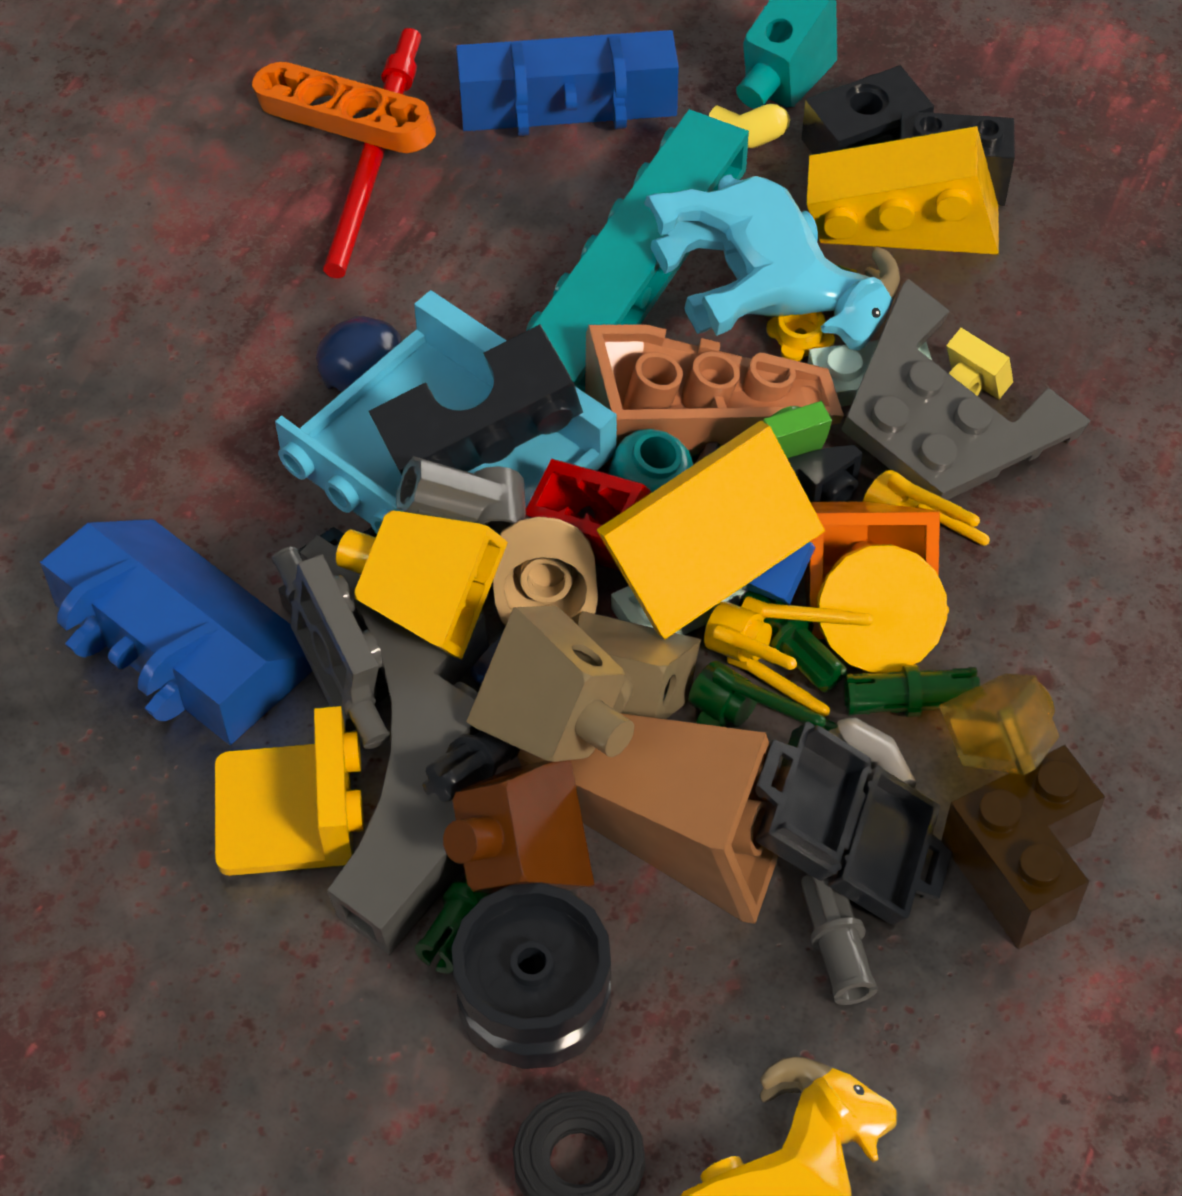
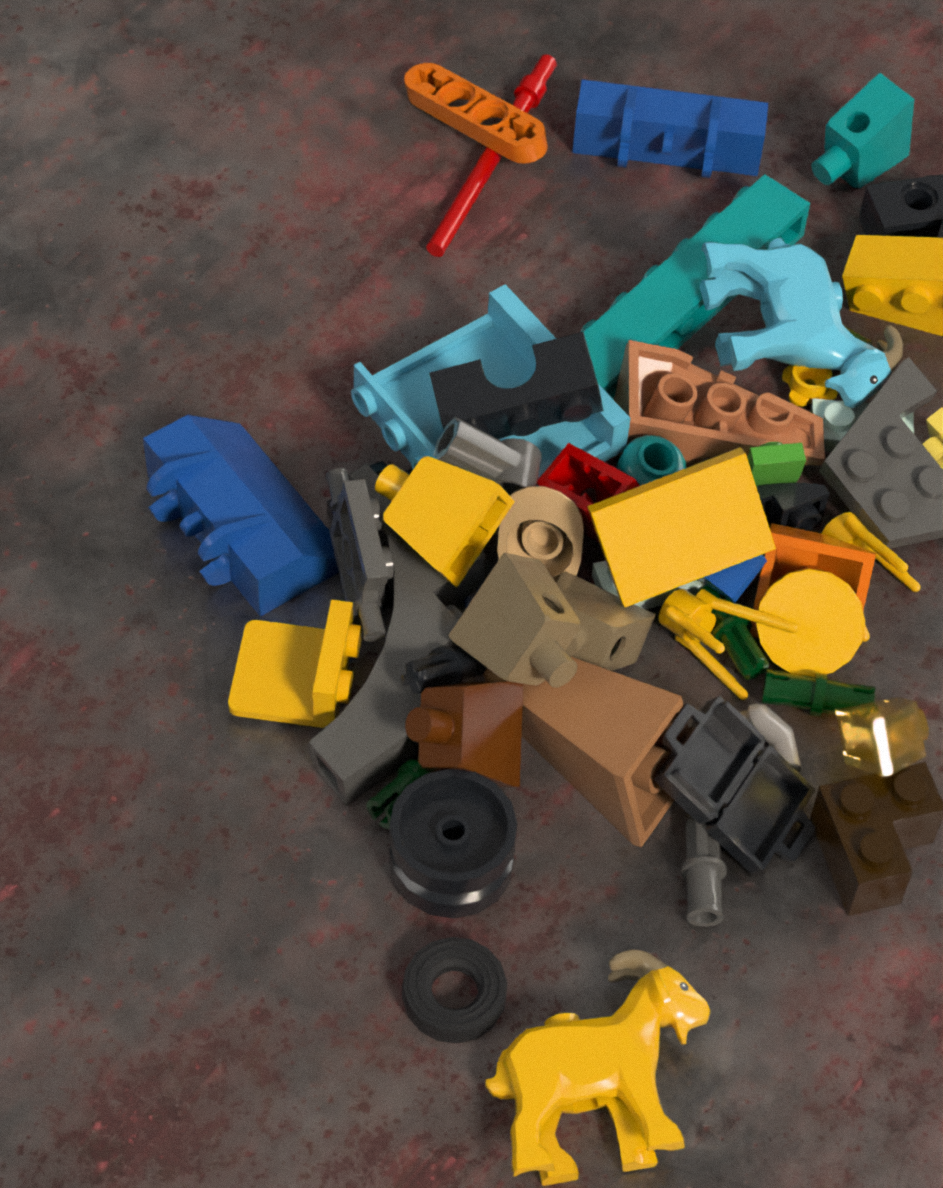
camera: 10 degrees right, 0 degrees up
(353, 349) = (434, 318): dark blue hair -> none
(731, 698) = (669, 667): dark green plant -> none
(763, 123) = (823, 199): light yellow arm -> none

